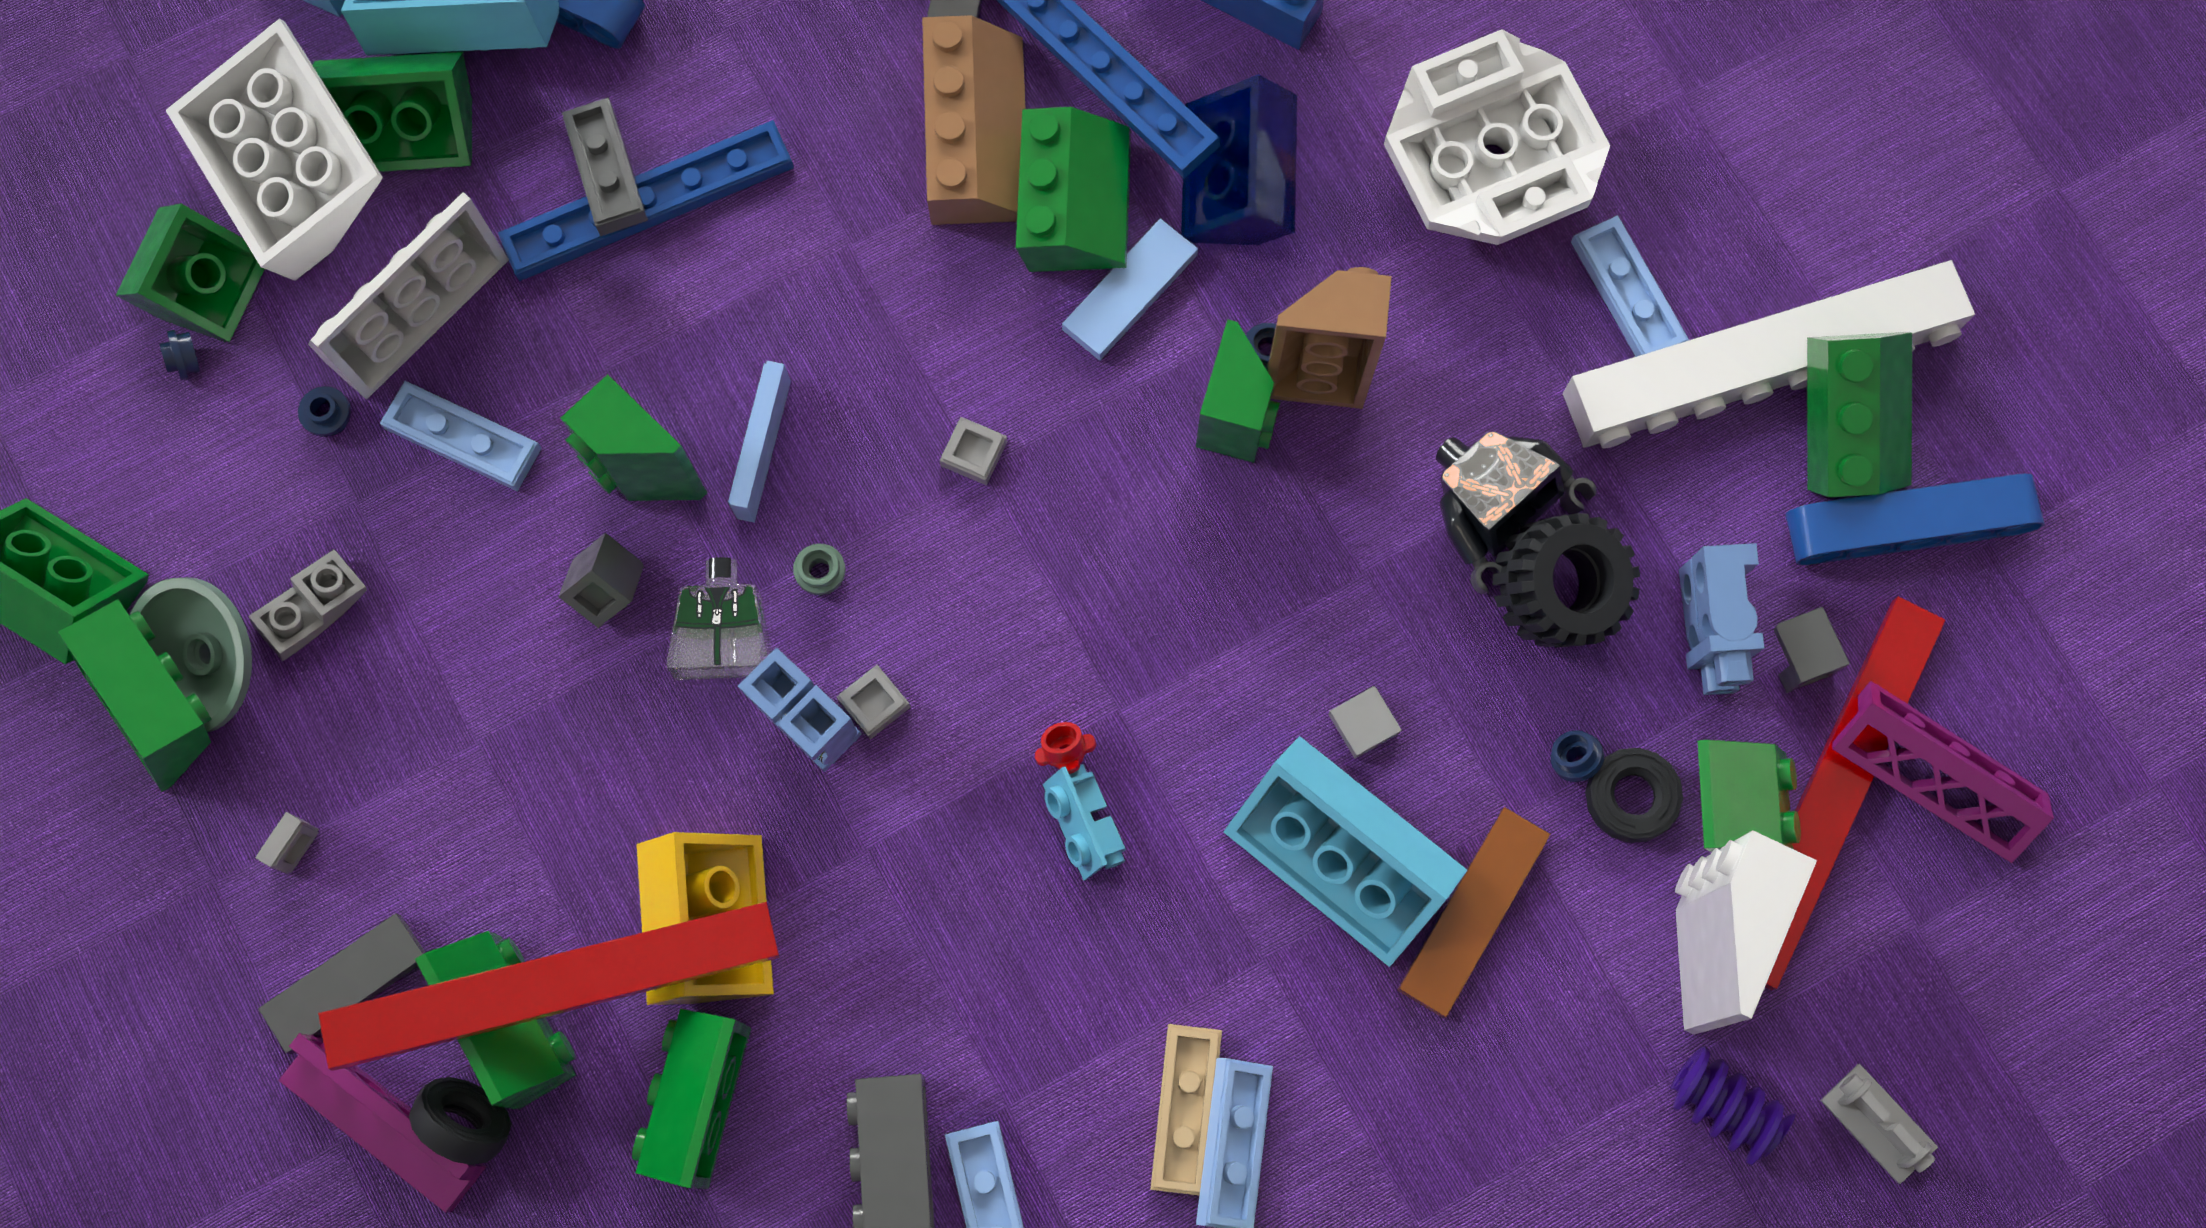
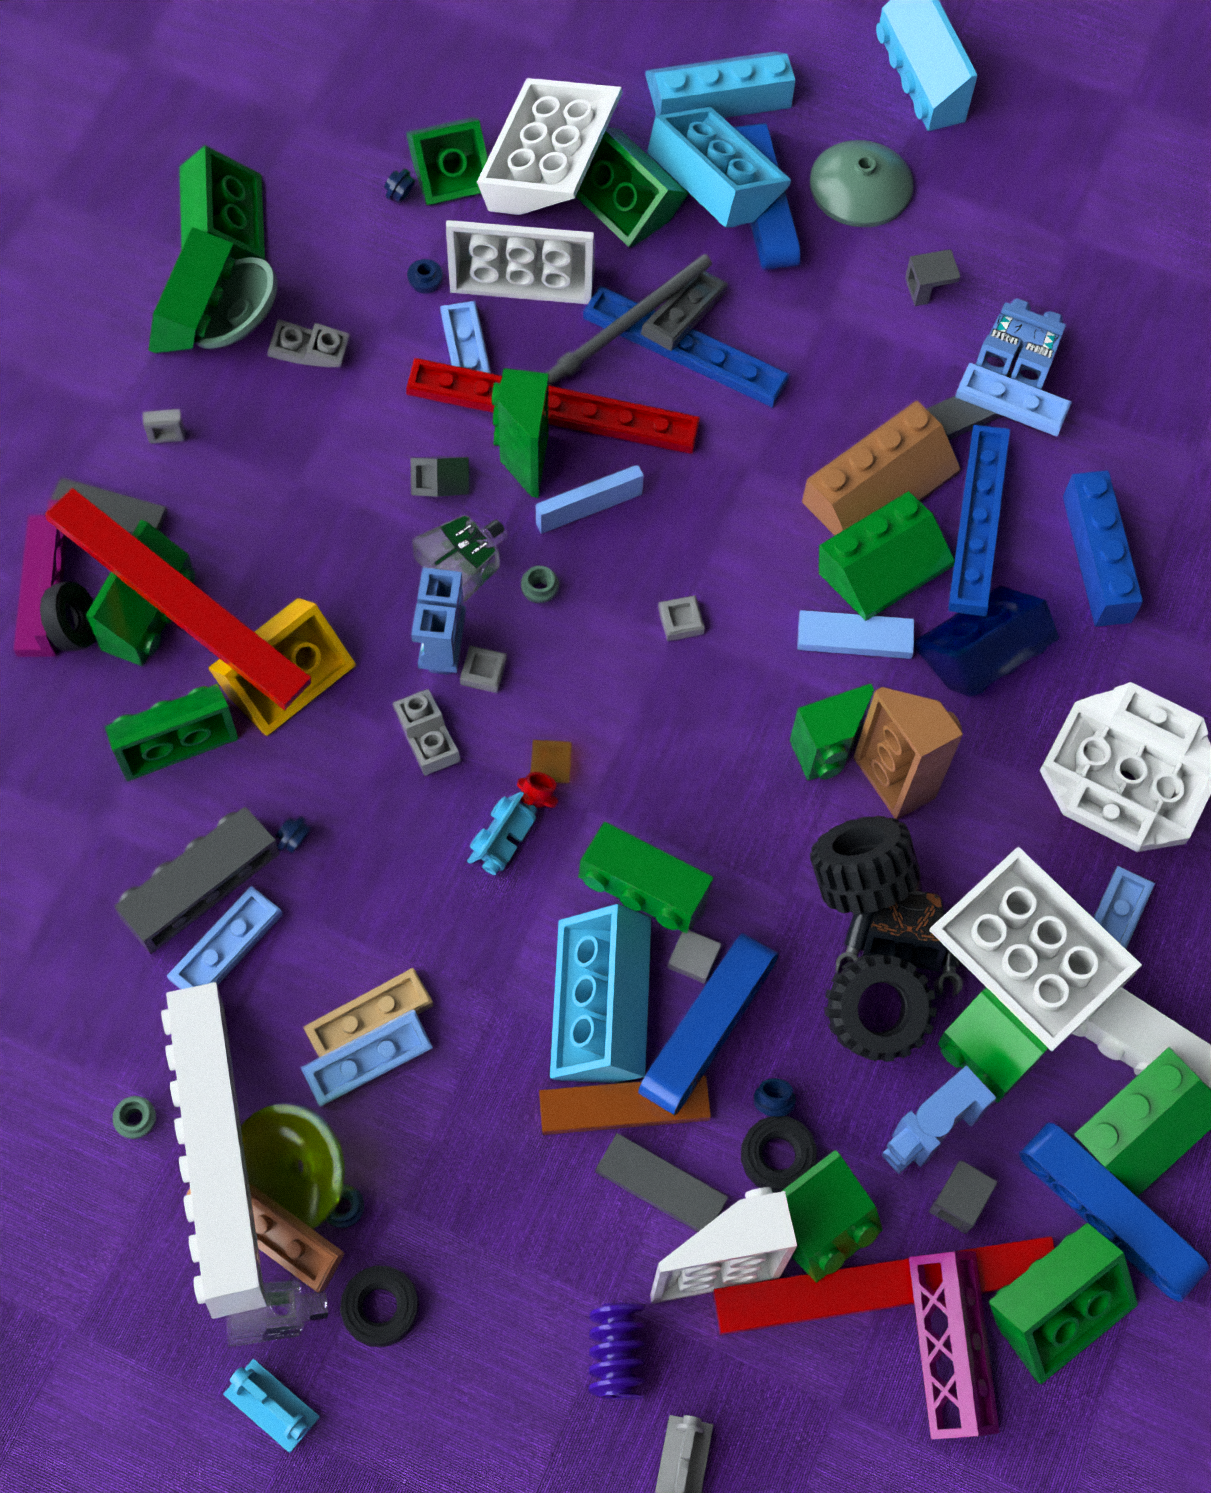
camera: 50 degrees right, 10 degrees down
(570, 337) = (571, 362): none -> dark grey bar
(639, 369) = (566, 407): none -> red tile
(902, 816) = (426, 732): none -> light grey slope
(919, 1047) = (292, 833): none -> dark blue plate
(1036, 707) = (552, 759): none -> clear yellow tile
(1266, 713) = (645, 878): none -> green slope
(1434, 496) = (865, 864): none -> black tyre
(1456, 763) = (708, 1024): none -> blue beam
(1583, 935) = (660, 1183): none -> dark grey tile
(1632, 385) = (1035, 948): none -> white slope
(1681, 503) = (992, 1044): none -> slope
(1971, 634) = (1064, 1301): none -> green slope

